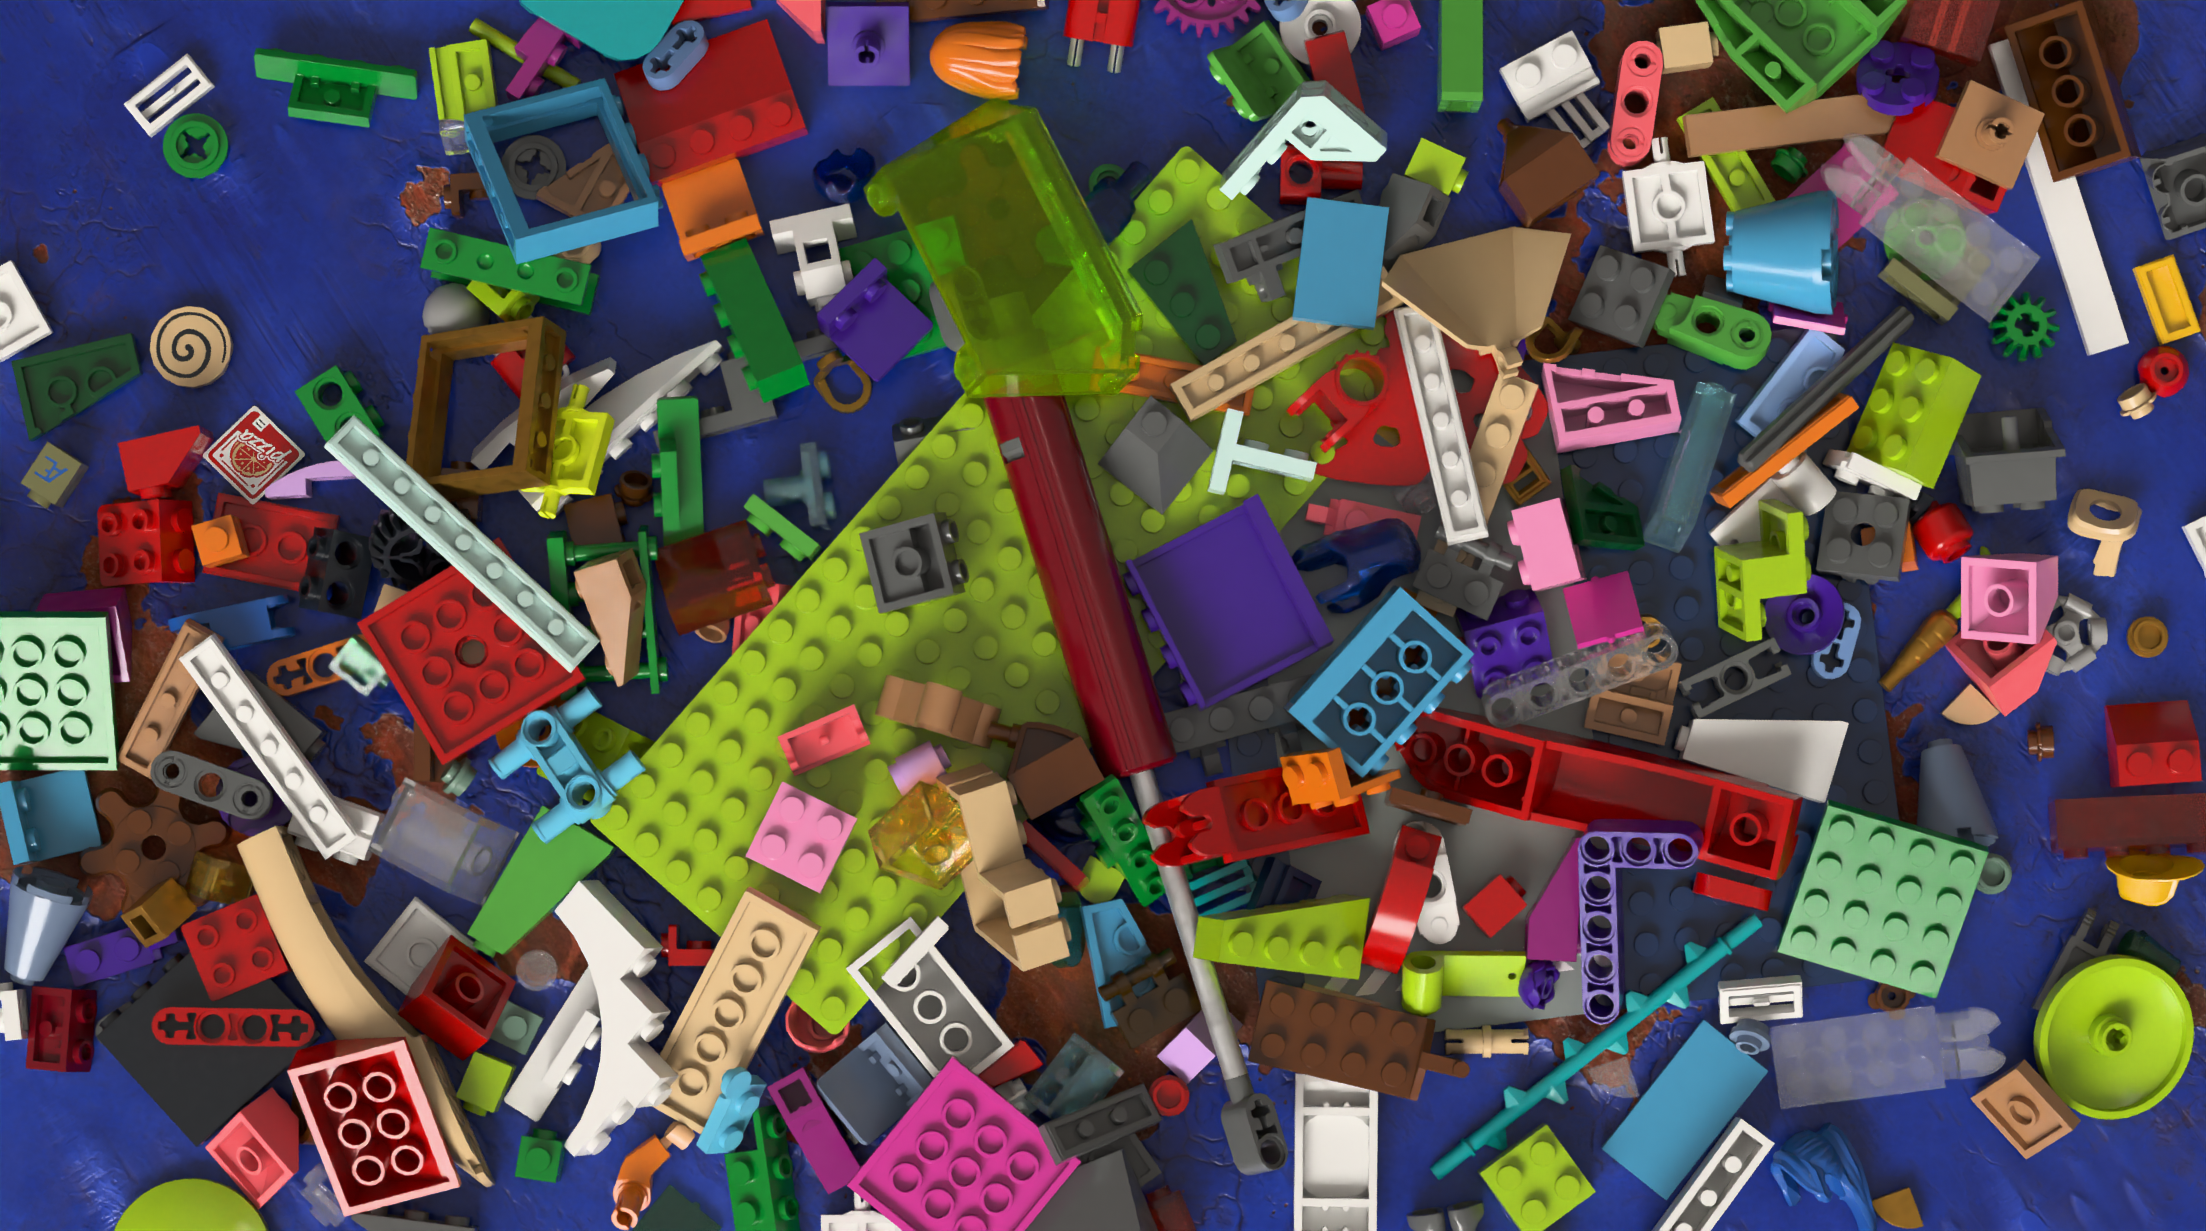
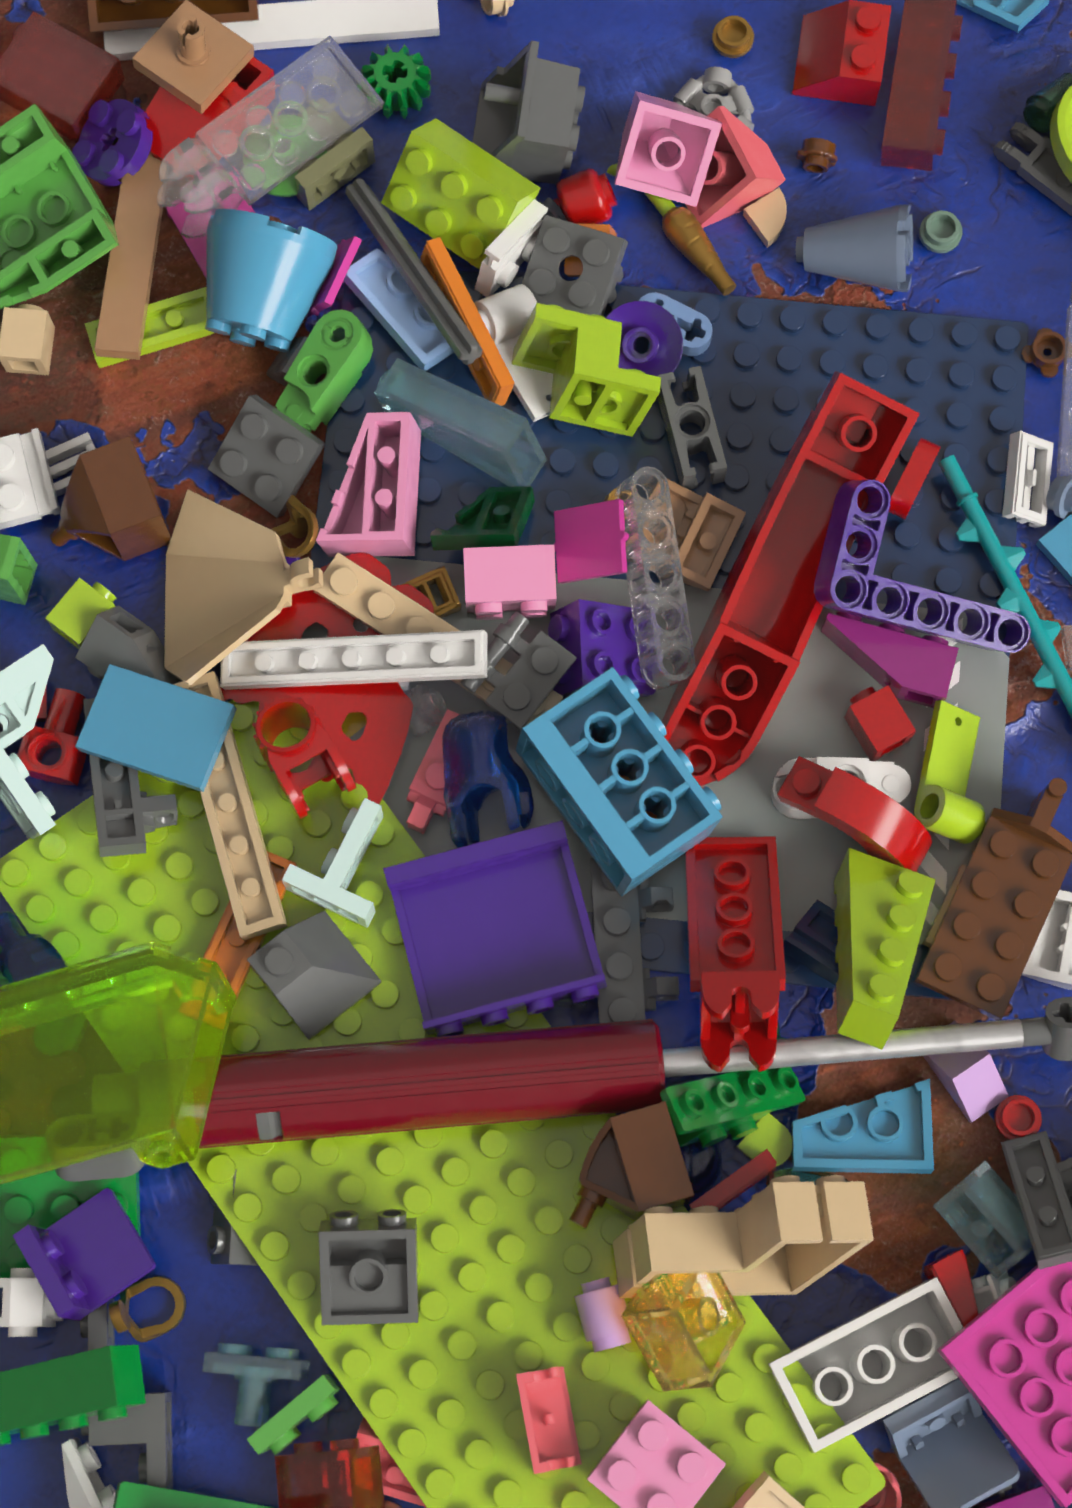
camera: 80 degrees left, 10 degrees down
(915, 952) = (813, 1366): white tile -> none
(937, 709) = (542, 1279): medium nougat beam -> none
(1158, 1008) = (923, 1109): dark brown plate -> none
(1185, 293) = (146, 902): dark green wing -> none
(1249, 878) = (799, 976): teal tile -> none
(1322, 779) = (712, 857): orange bracket -> none
(1428, 804) = (760, 763): reddish brown plate -> none
(1486, 1041) = (1020, 766): tan pin -> none
(1537, 983) = (972, 697): dark purple plate -> none
(1644, 84) = (41, 389): coral piece -> none
(1668, 206) = (184, 393): white plate -> none
(1781, 753) = (778, 397): white slope -> none
(1789, 164) = (174, 267): green plate -> none
(1882, 898) = (951, 328): plate -> none
(2111, 533) = (623, 40): tan piece -> none
(2152, 878) = (978, 74): yellow piece -> none

